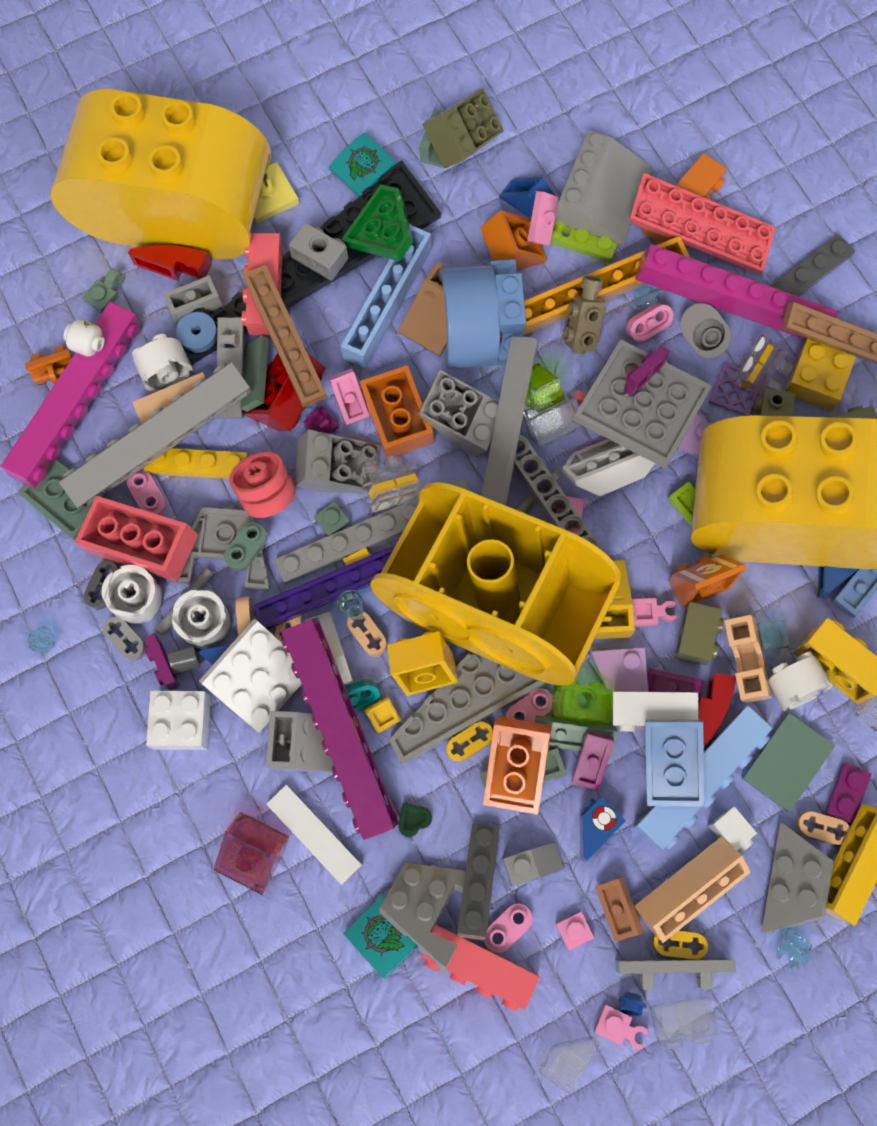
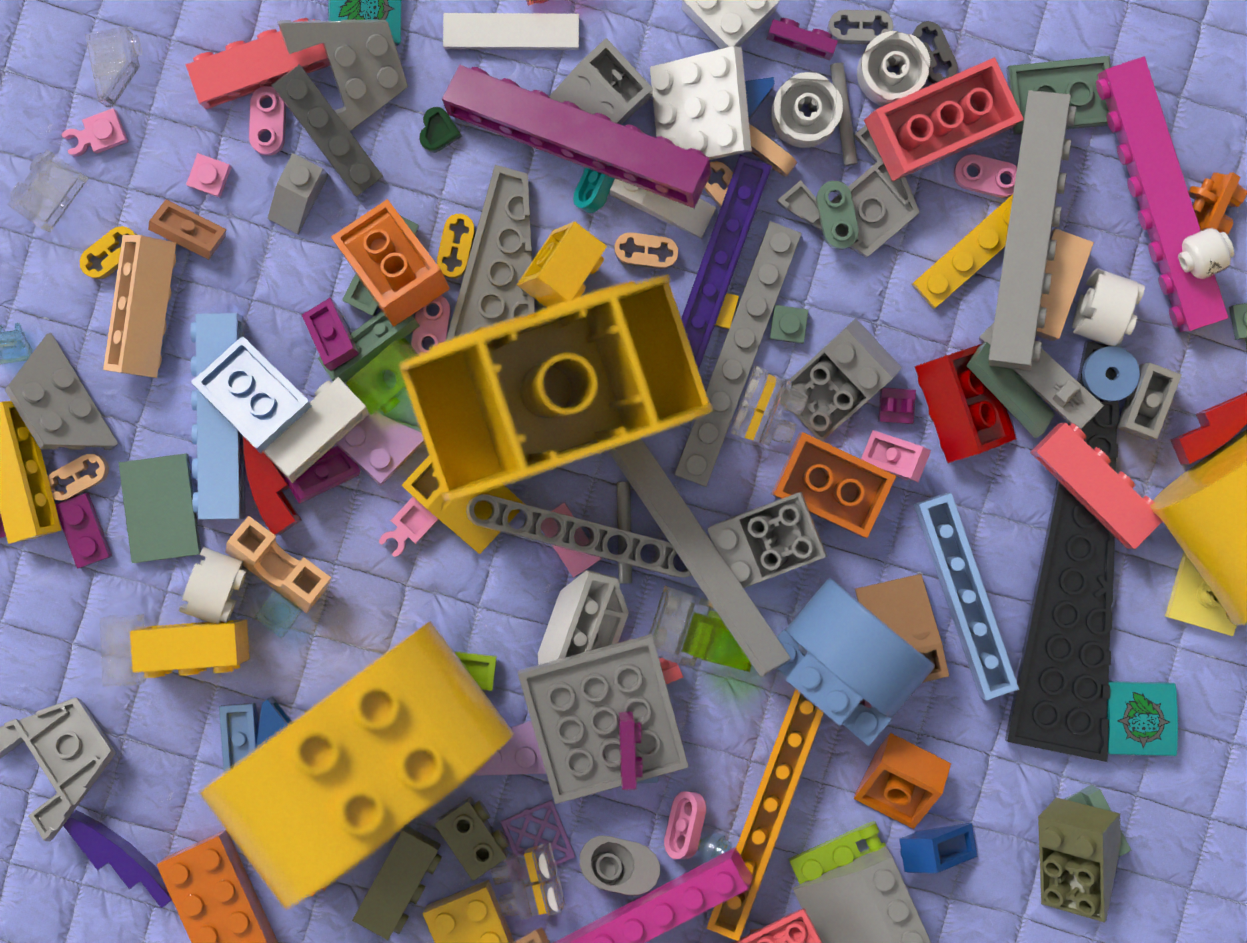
camera: 135 degrees right, 15 degrees up
(184, 659) = (784, 61): dark grey brick -> none
(262, 484) = (881, 285): coral wheel -> none
(284, 336) = (1012, 444): medium nougat plate -> none
(326, 262) = (1059, 570): light grey brick -> none
(351, 604) = (682, 256): clear light blue cone -> none
(381, 226) = (1043, 661): green plate -> none
(382, 714) = (557, 191): yellow tile -> none
(543, 218) = (895, 831): bright pink plate -> none
(585, 317) = (747, 761): dark tan brick -> none
(597, 826) = (271, 282): blue slope -> none
(631, 1004) = (104, 162): blue plate -> none
(698, 633) = (344, 546): olive brick -> none
(702, 968) = (103, 221): light grey hinge -> none
(705, 579) = (386, 602): orange slope -> none
(733, 829) = (152, 394): white brick -> none

